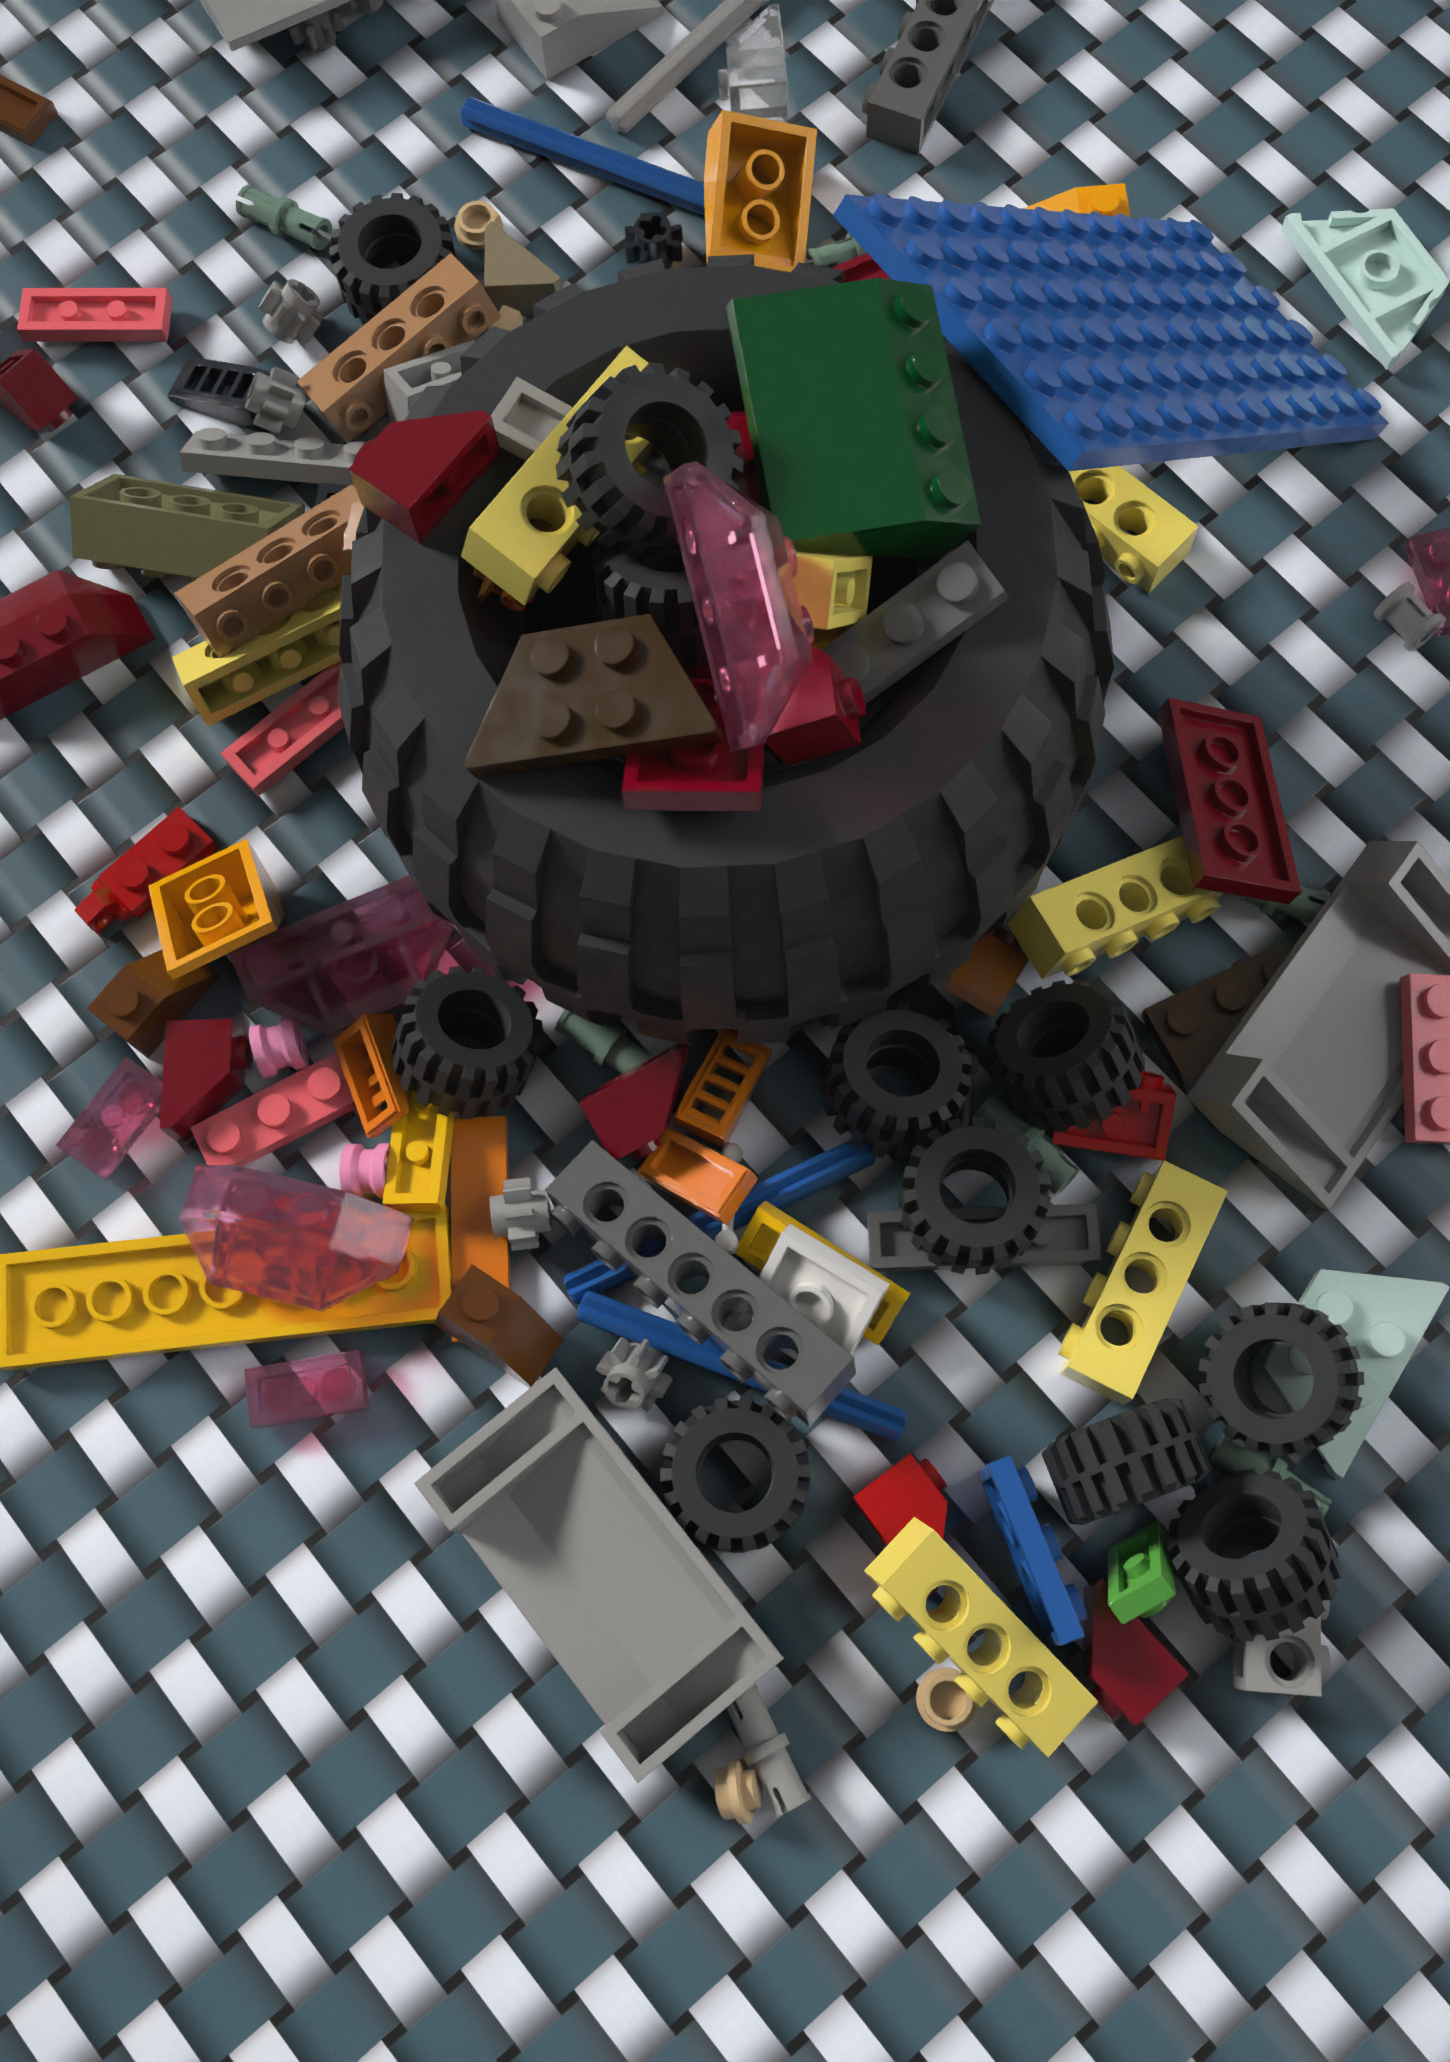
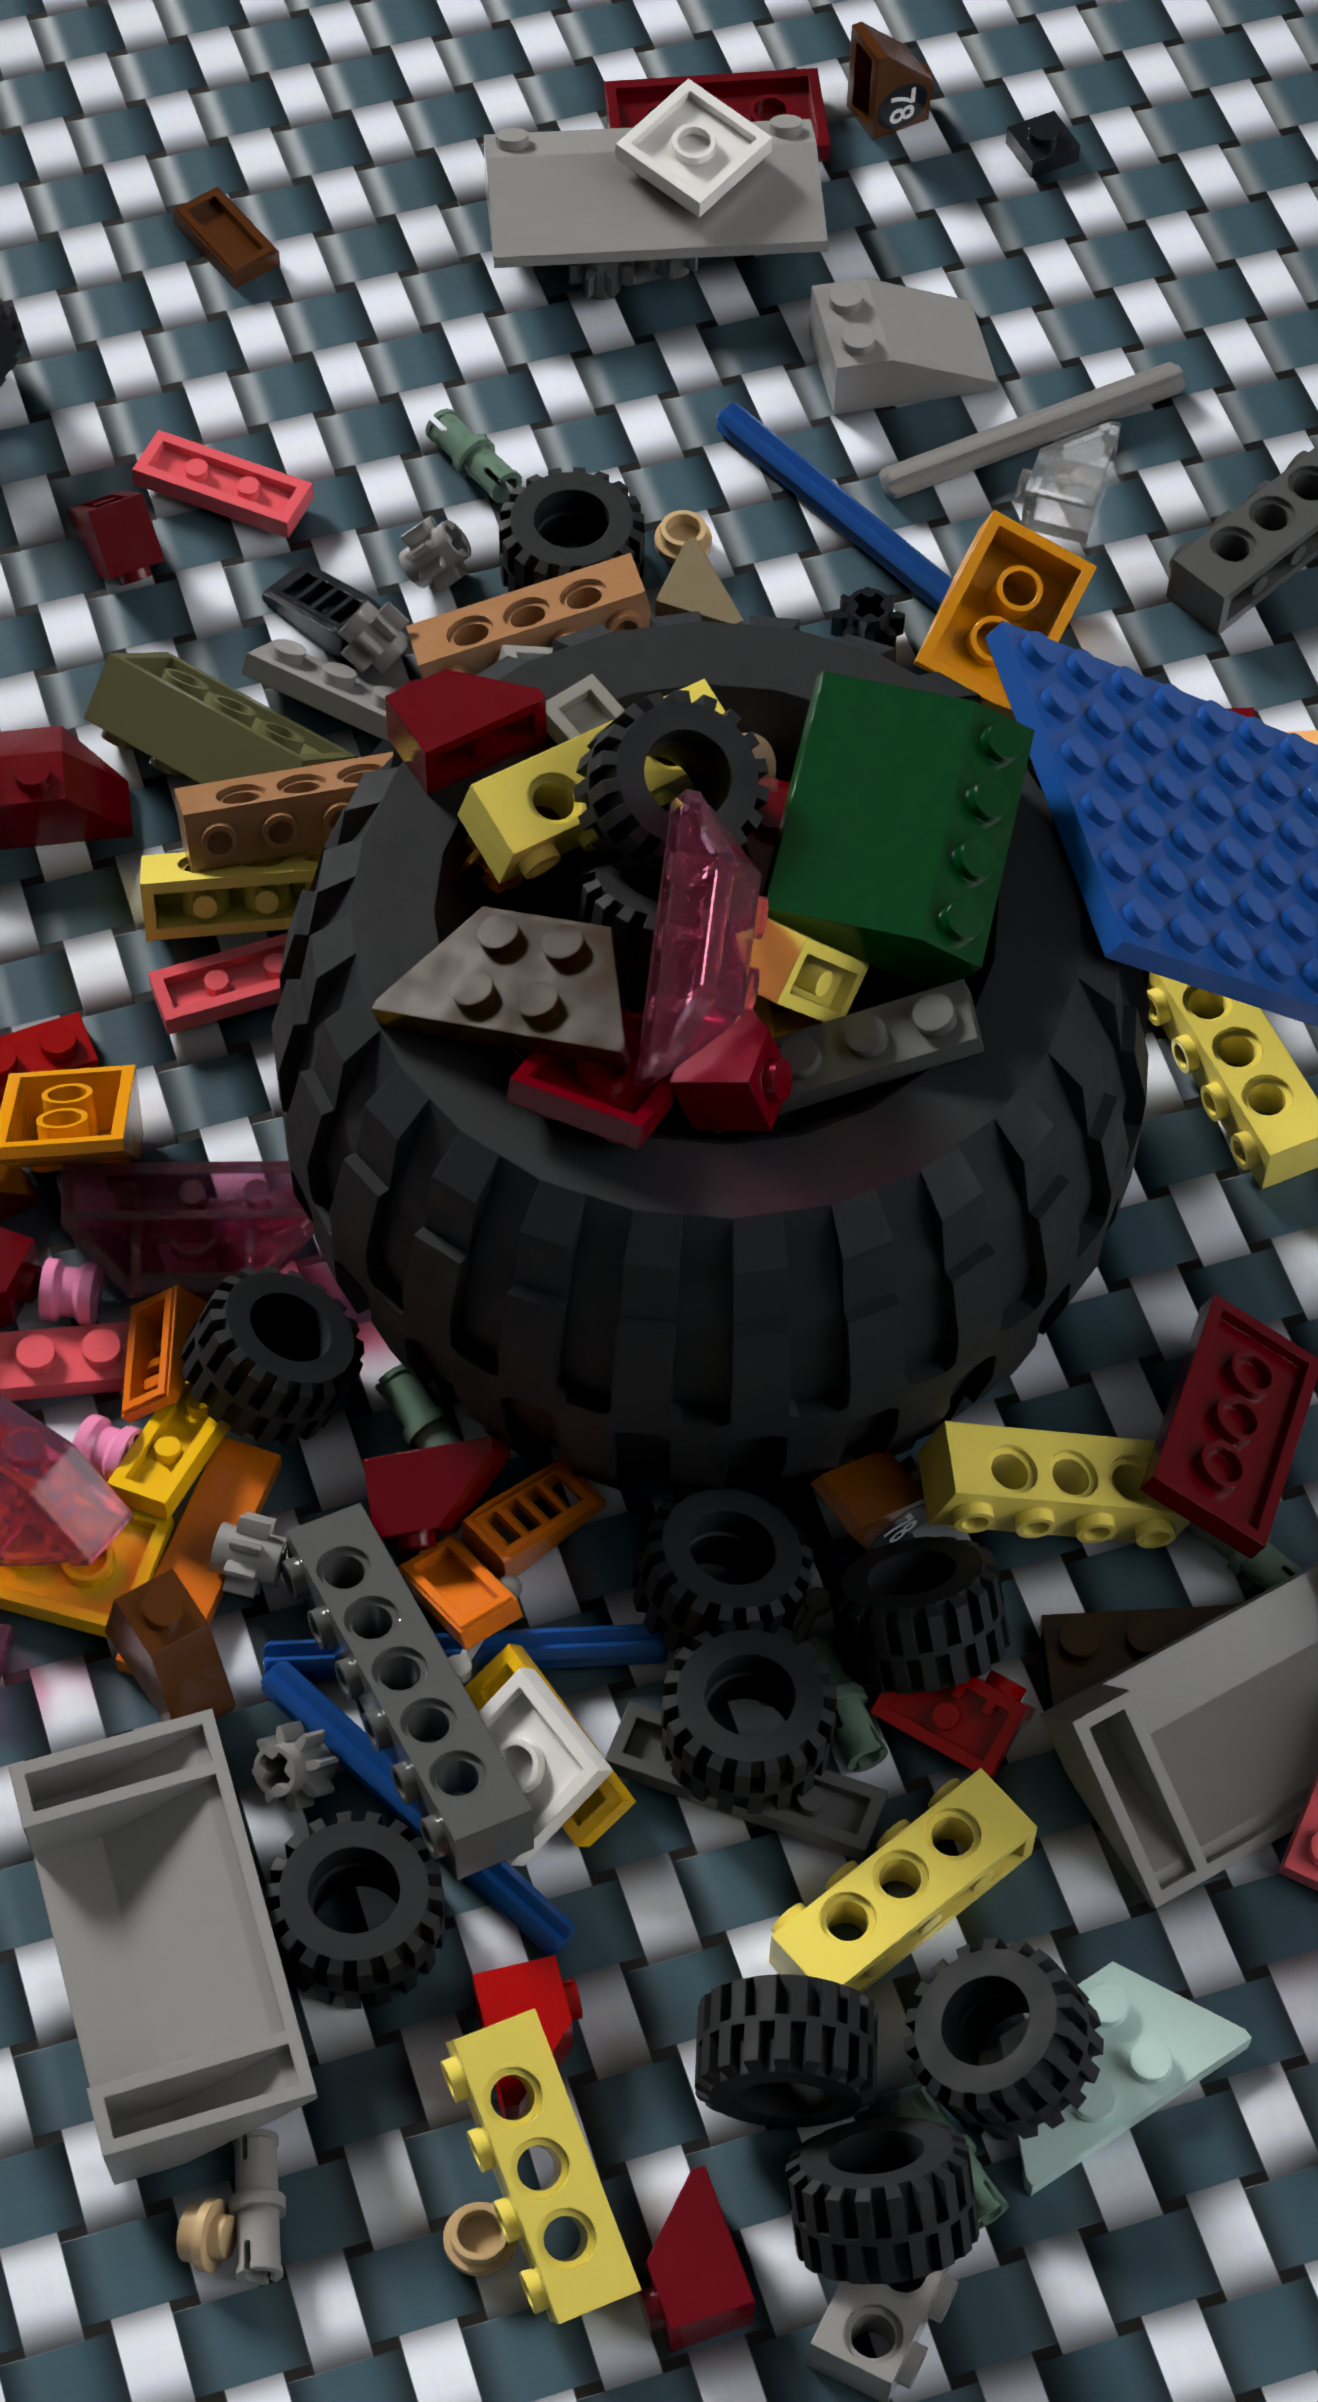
camera: 15 degrees right, 15 degrees down
(1033, 1551) = (643, 2106): blue plate -> none
(1140, 1574) = (745, 2178): bright green plate -> none

